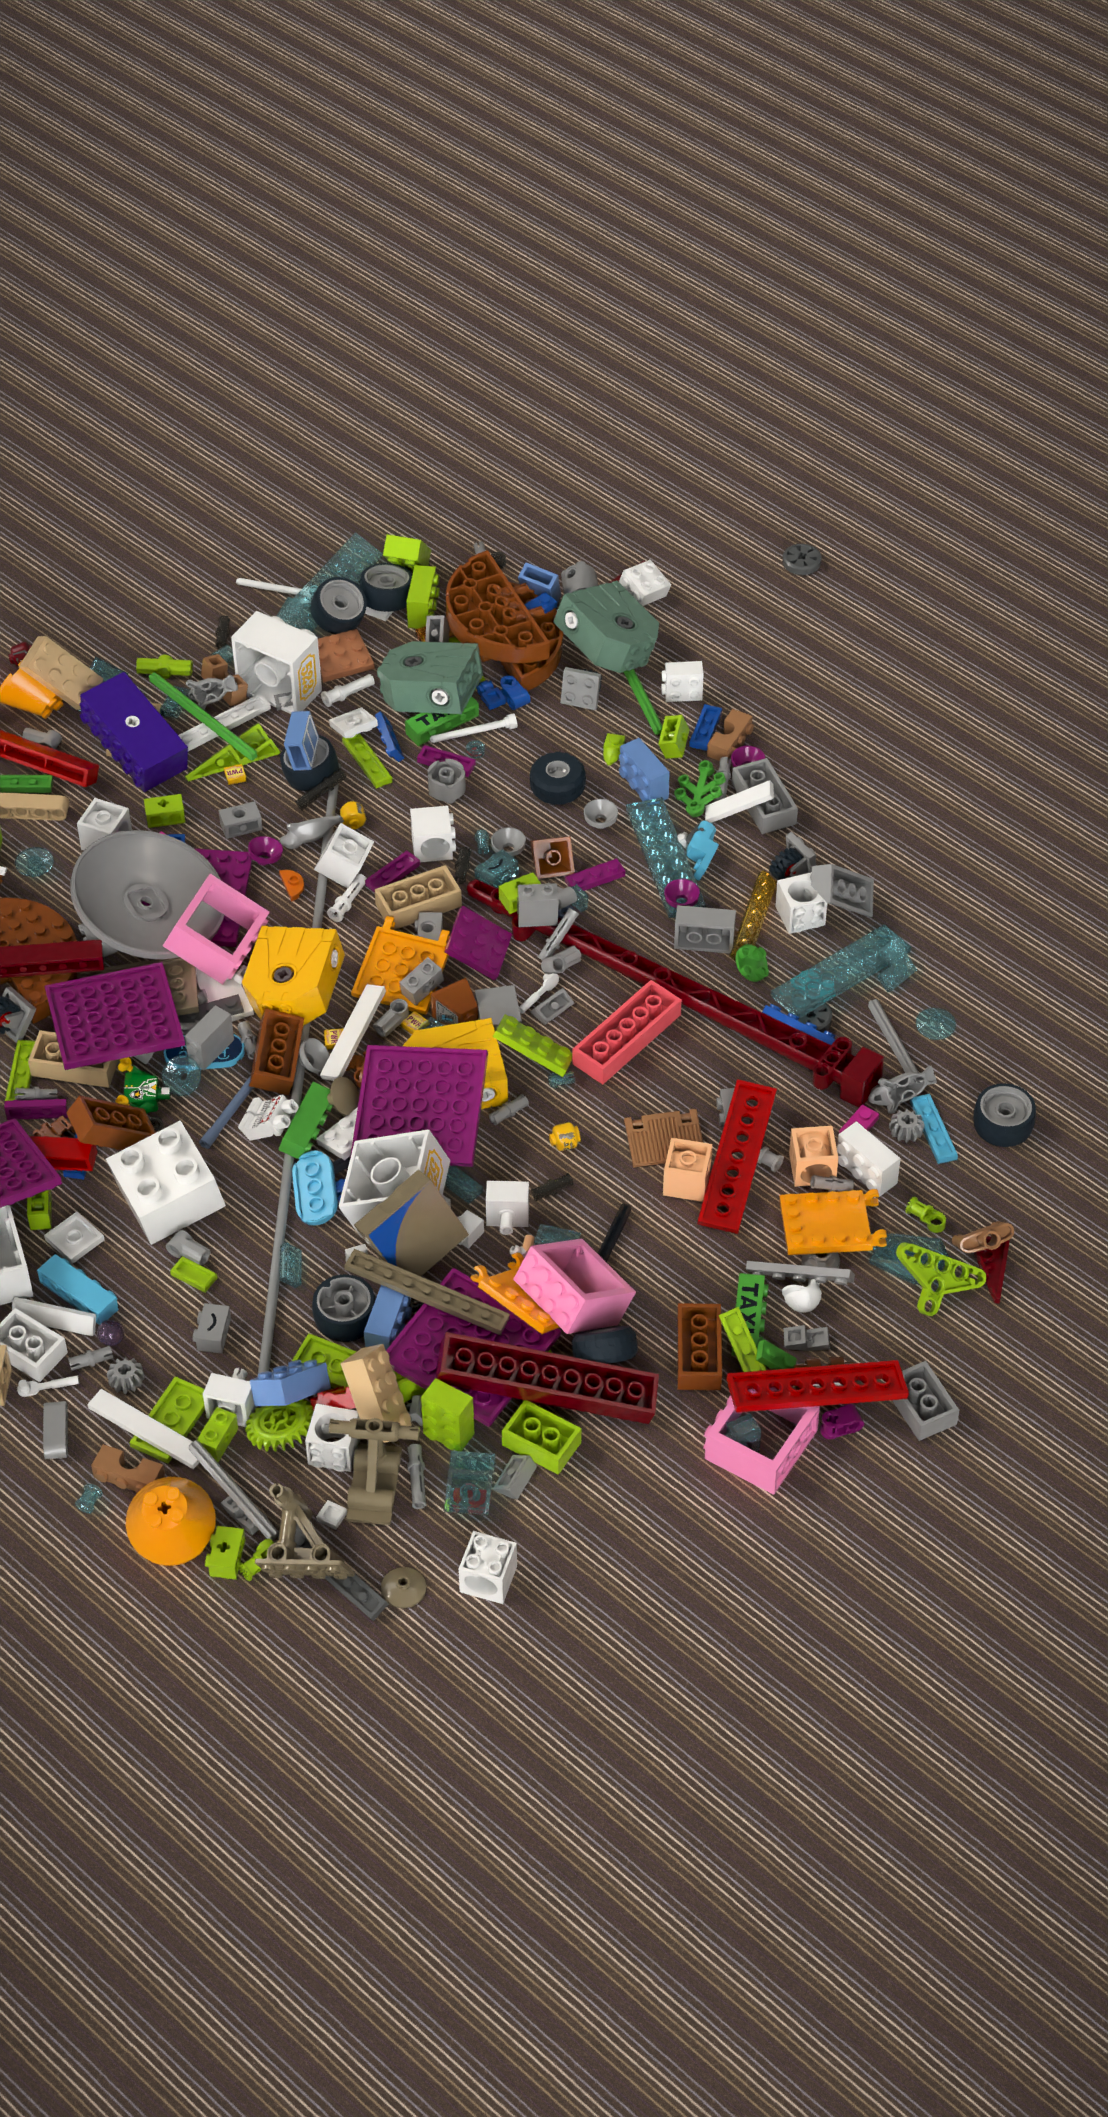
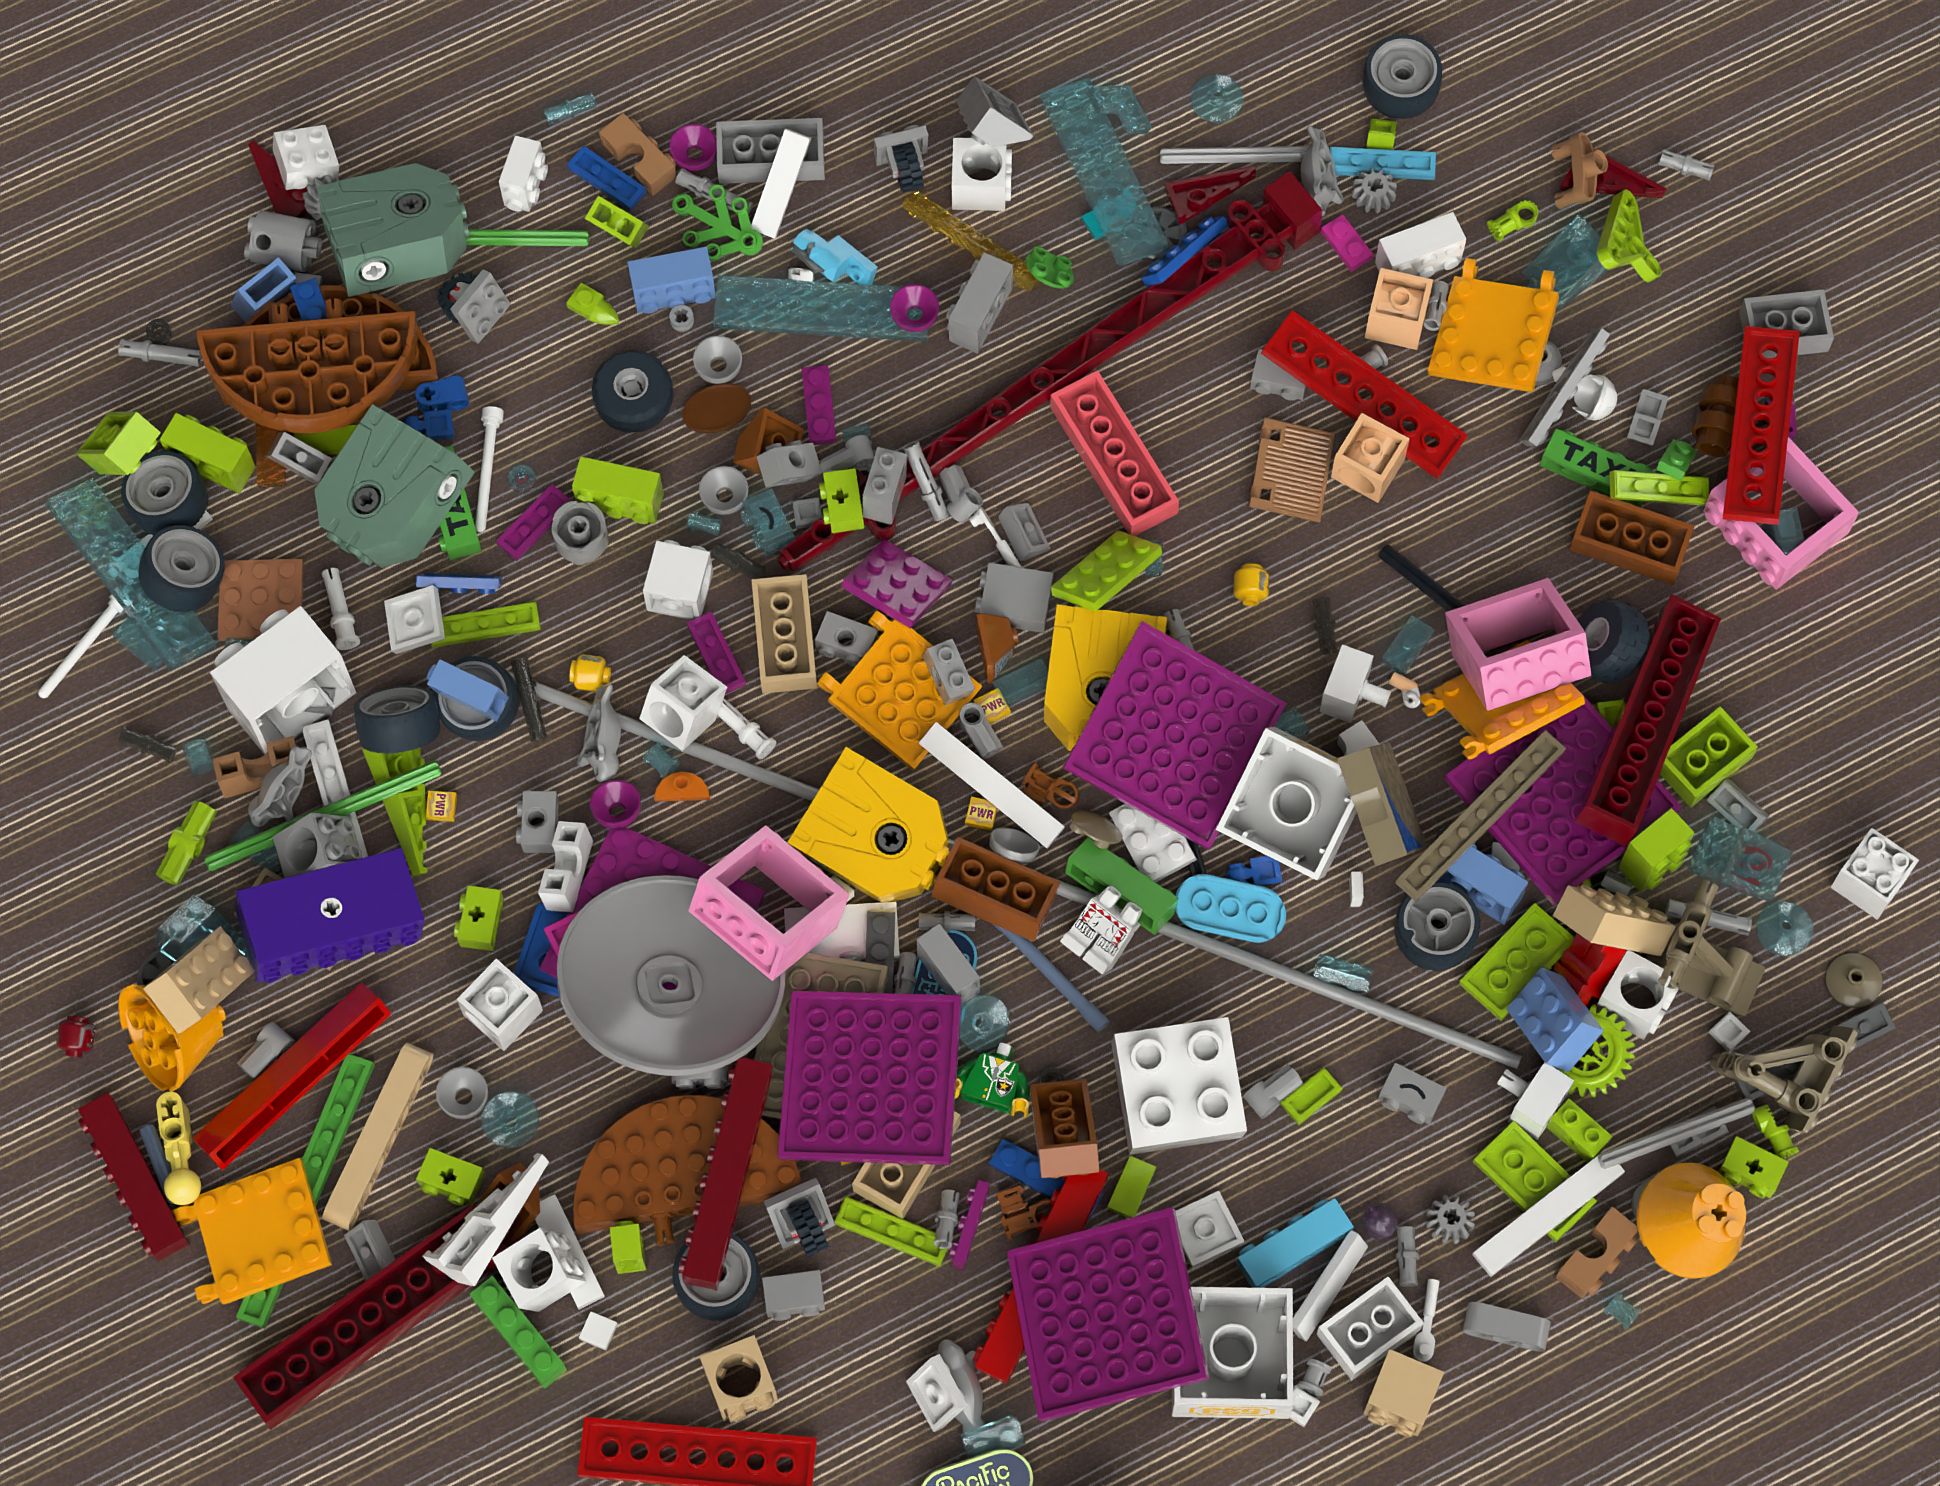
camera: 70 degrees left, 20 degrees up
(43, 829) = (458, 1080): none -> light grey piece
(92, 1191) = (1131, 1187): none -> lime tile
(180, 713) = (316, 844): none -> light grey brick
(226, 838) = (572, 849): none -> white arch
(270, 722) = (397, 719): none -> black wheel
(306, 865) = (661, 760): none -> clear light blue bush
(428, 1539) = (1778, 939): none -> clear light blue dish
(482, 788) = (619, 490): none -> lime brick
(528, 860) = (789, 463): none -> light grey brick
(568, 823) = (716, 408): none -> reddish brown piece
(628, 795) = (683, 326): none -> light grey bush
(746, 696) = (569, 108): none -> clear light blue axle
(851, 1026) = (1198, 193): none -> dark red wing
(956, 1121) = (1381, 134): none -> lime slope
(1029, 1310) = (1686, 164): none -> light grey pin

